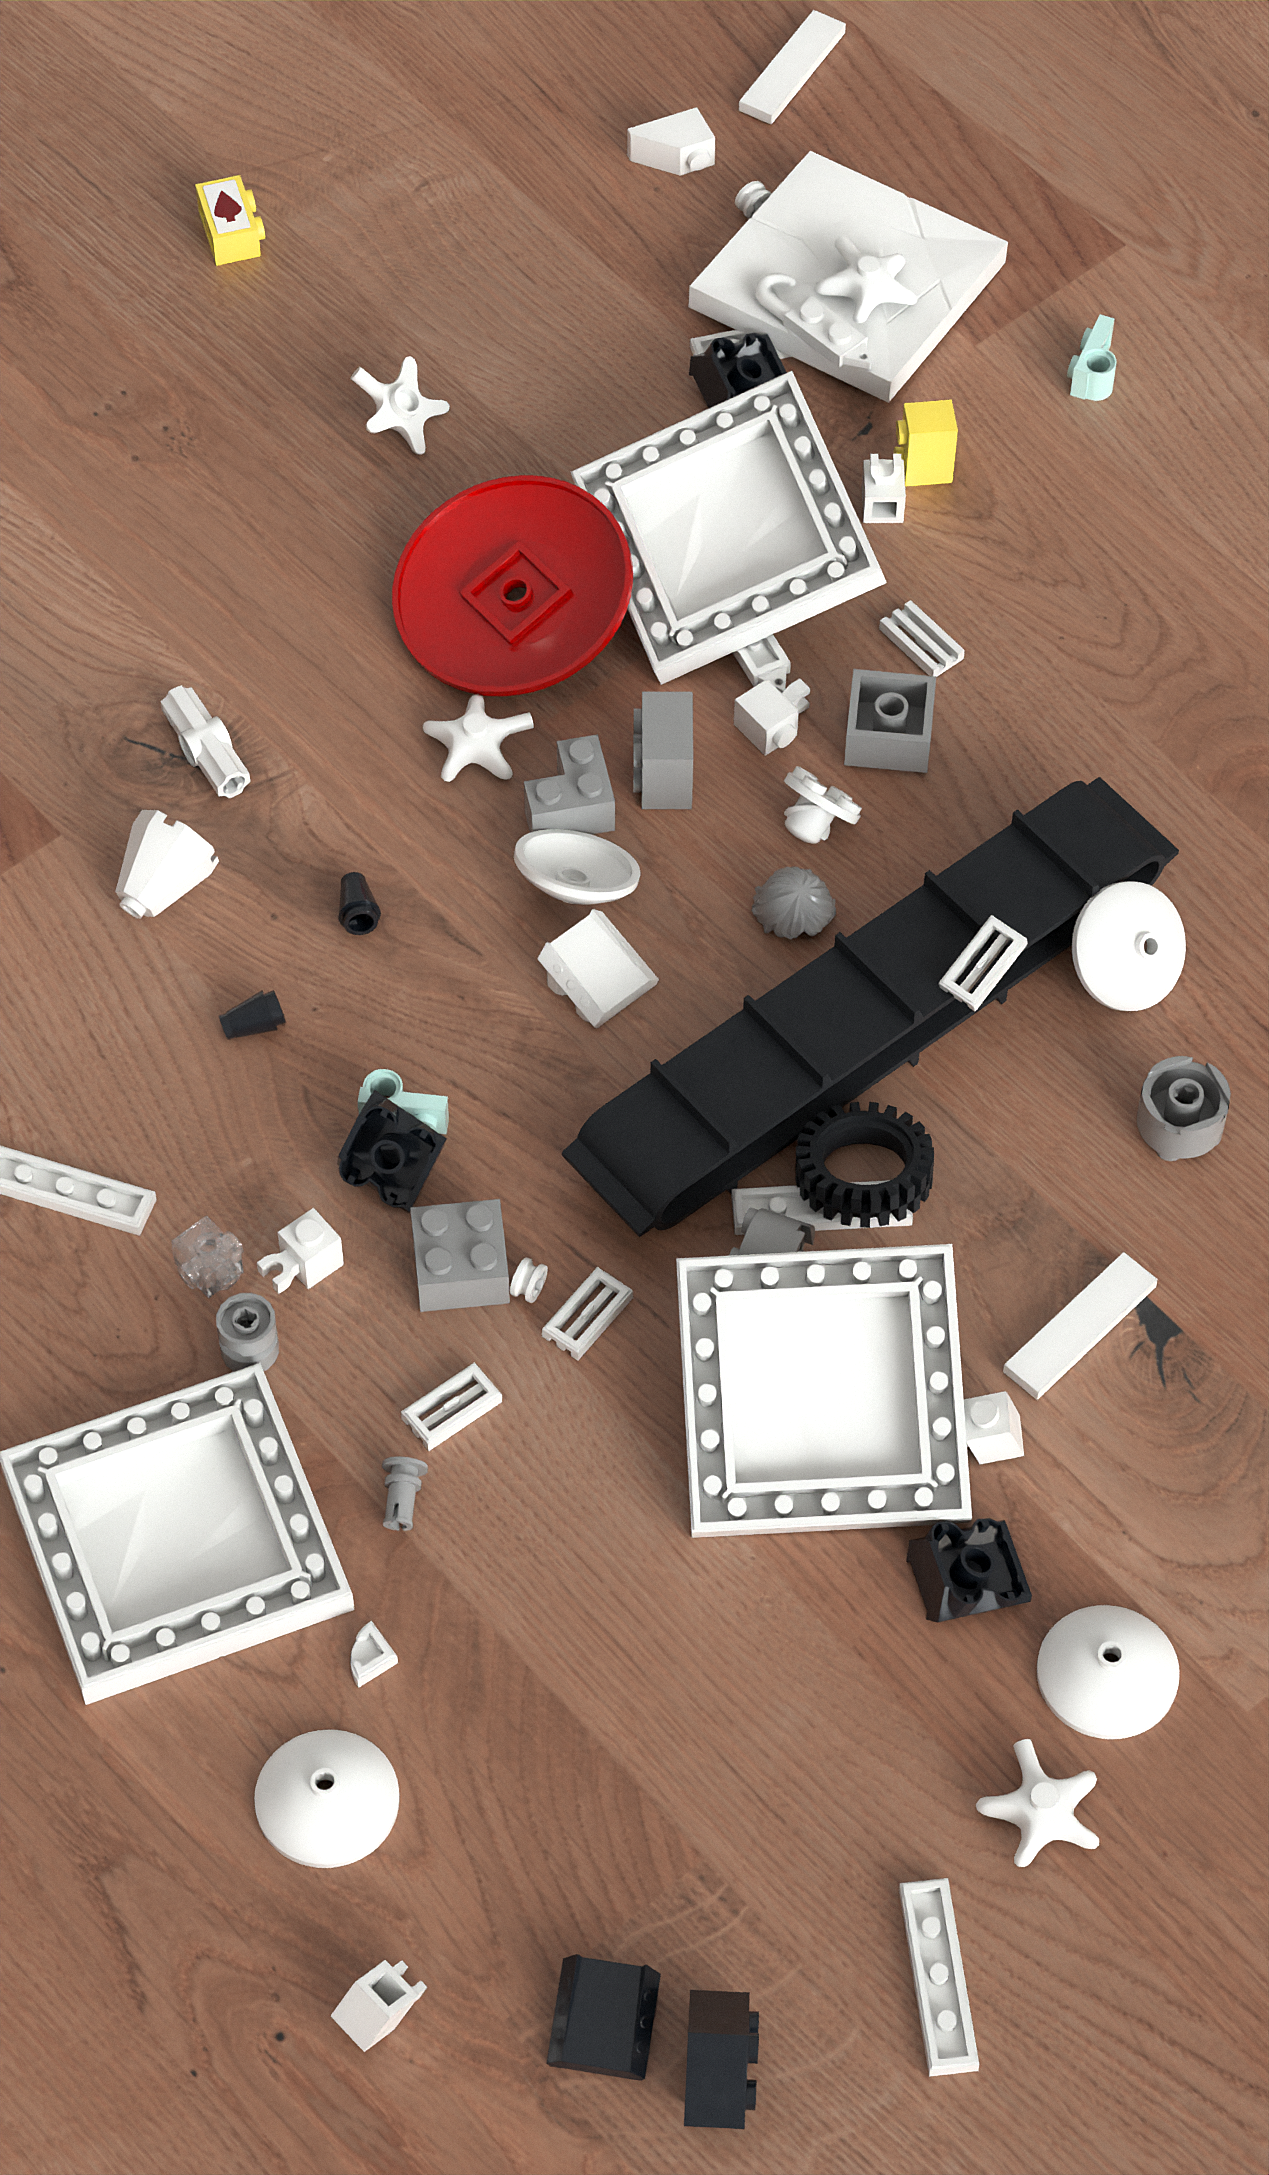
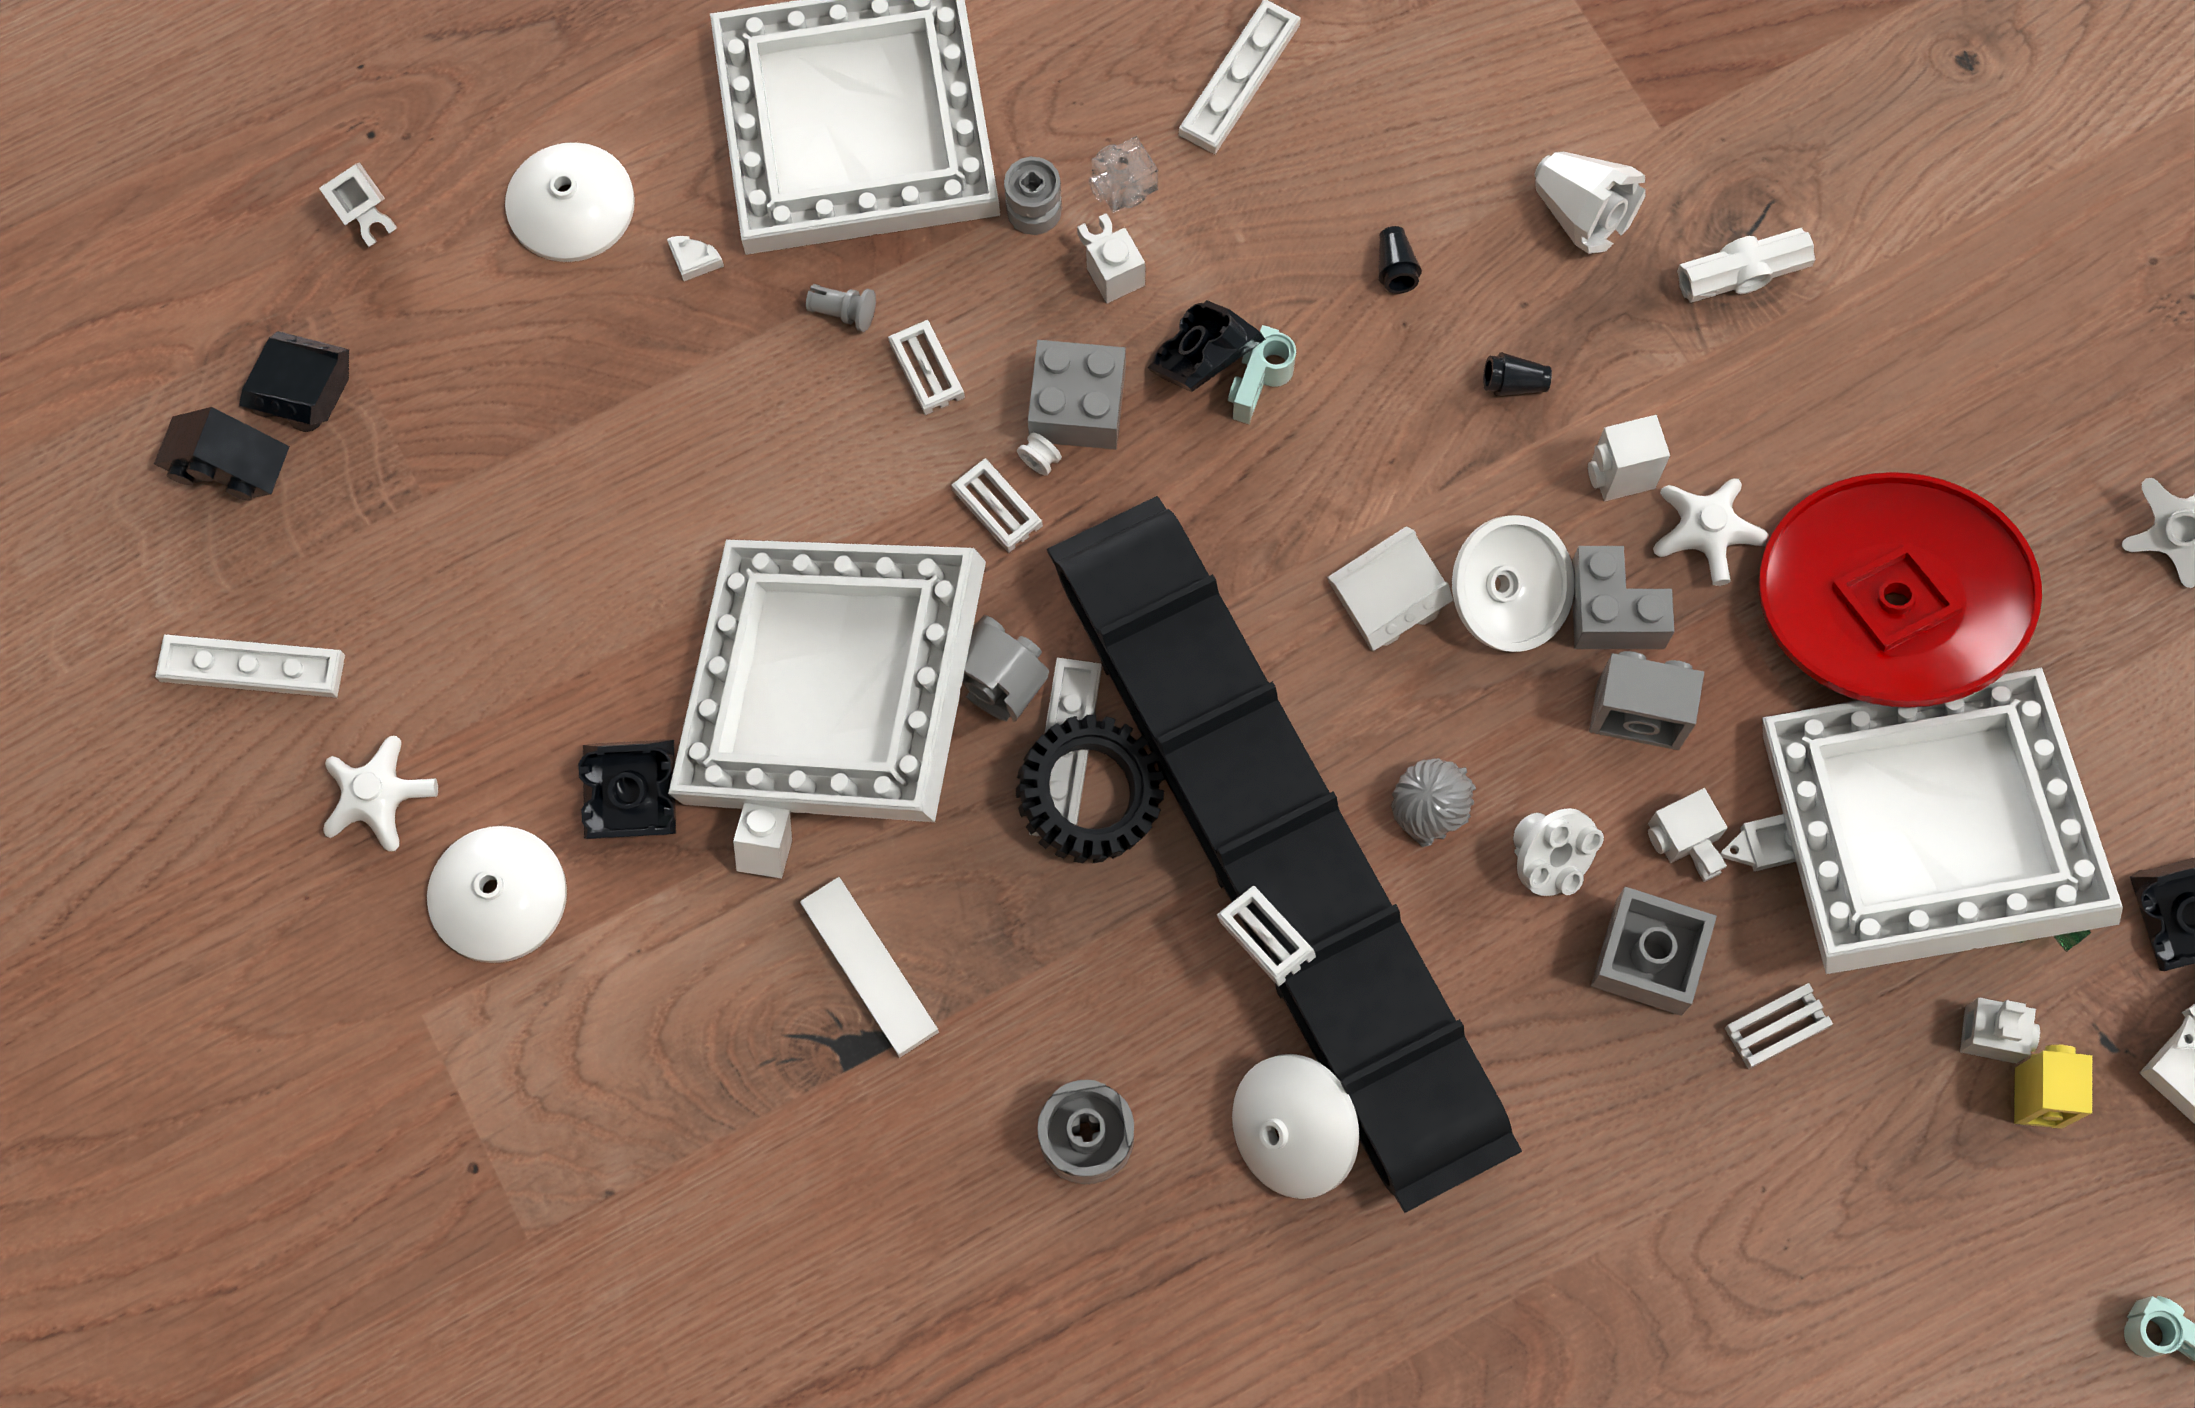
camera: 105 degrees right, 15 degrees up
(432, 792) = (1629, 458): none -> white brick

